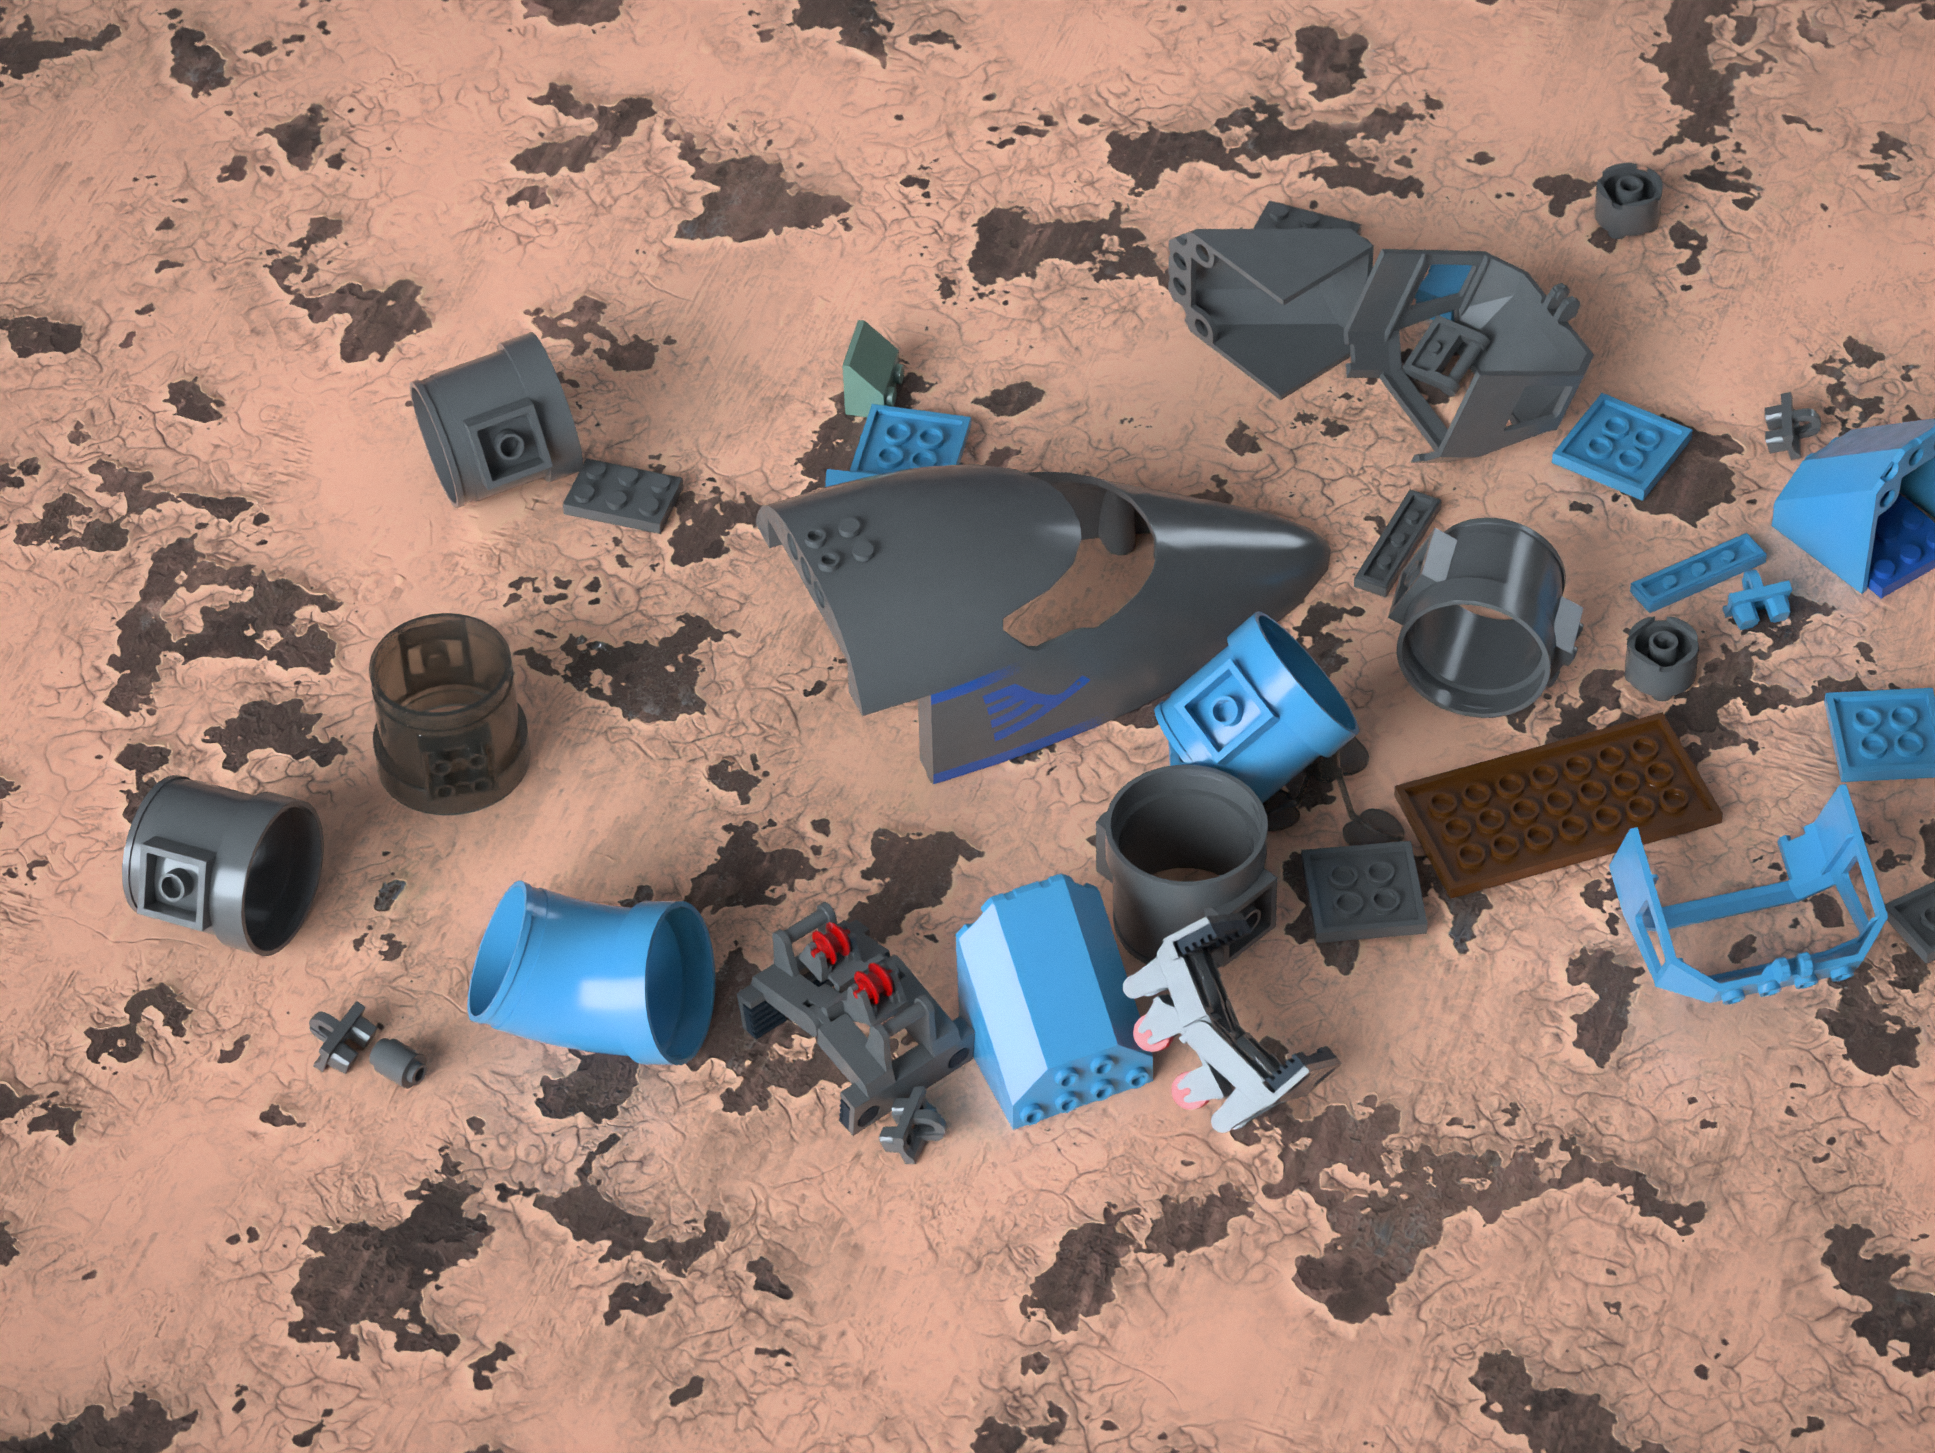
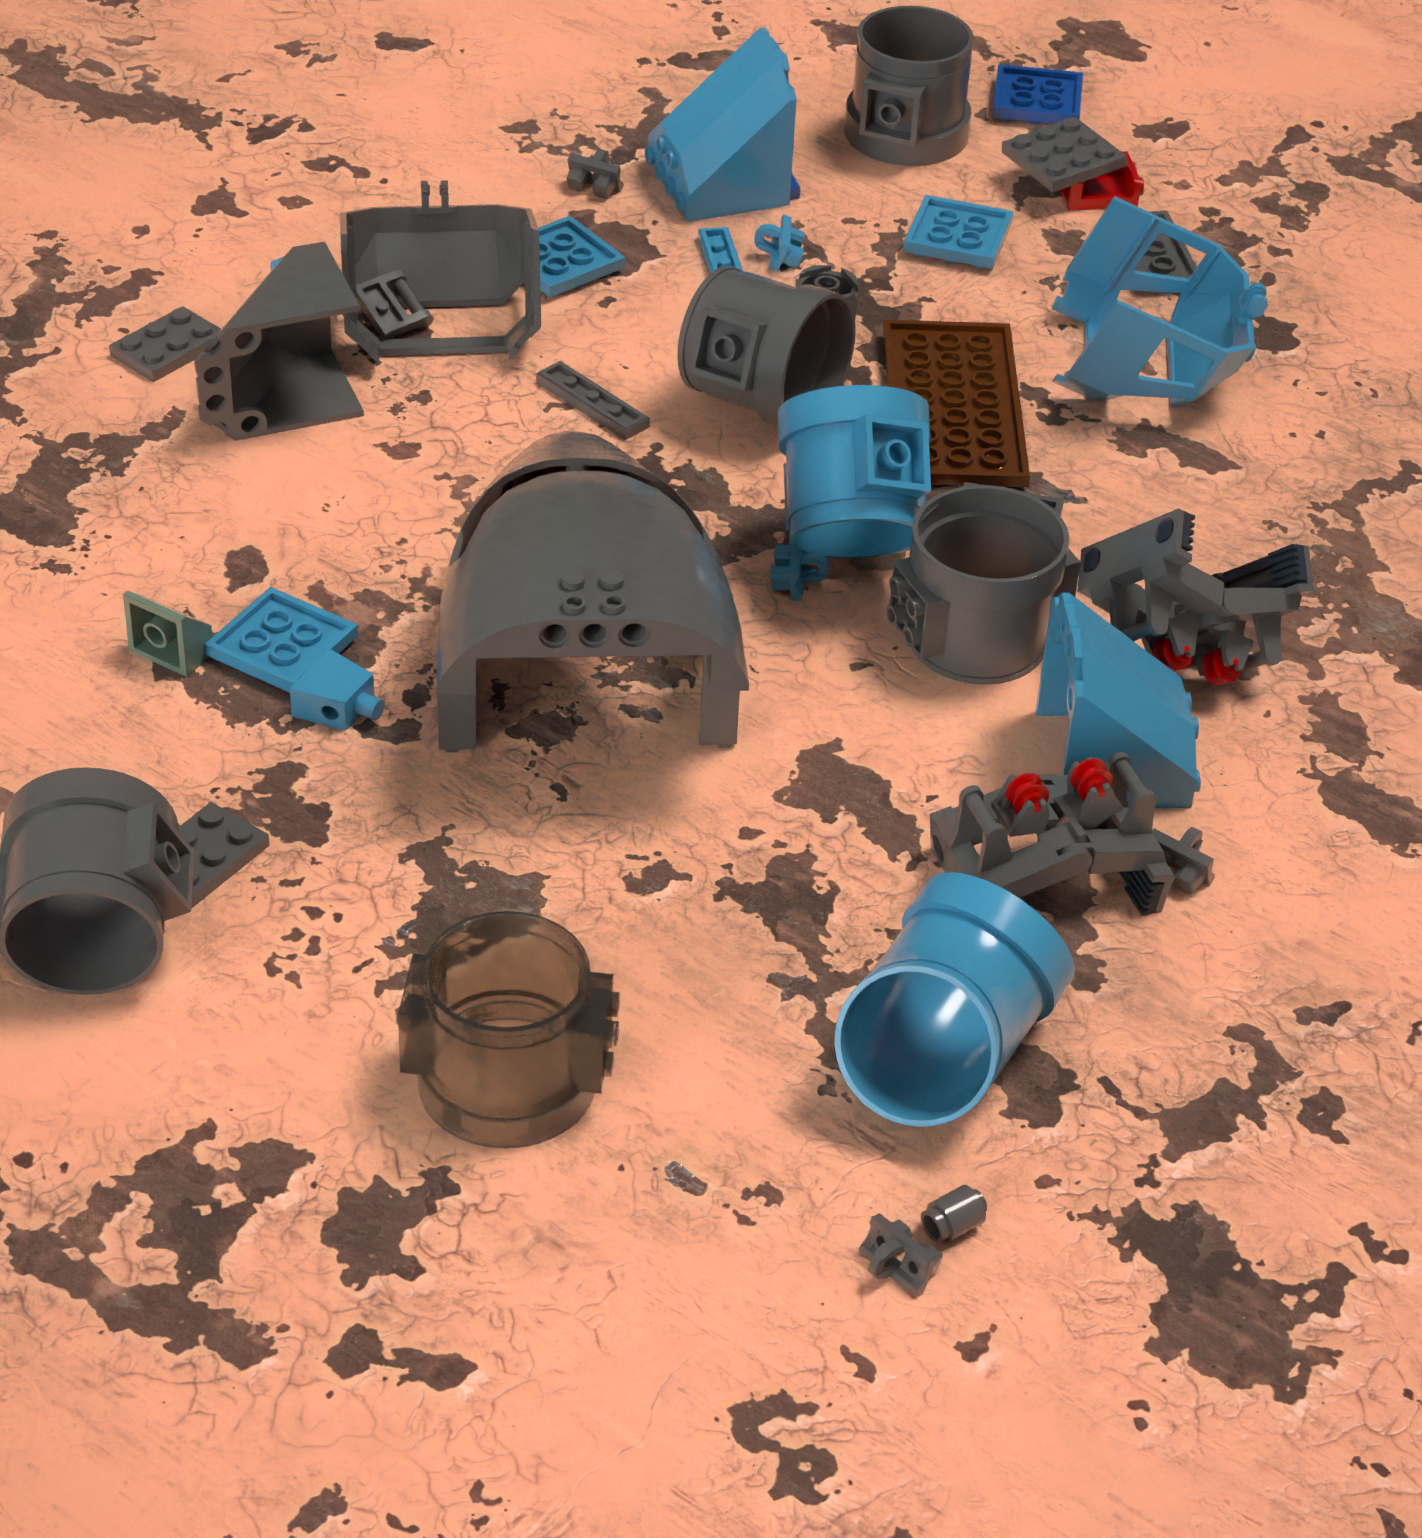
camera: 75 degrees left, 5 degrees down
(224, 862) = (651, 1260): dark grey cylinder -> none
(1628, 200) = (277, 165): dark grey brick -> none

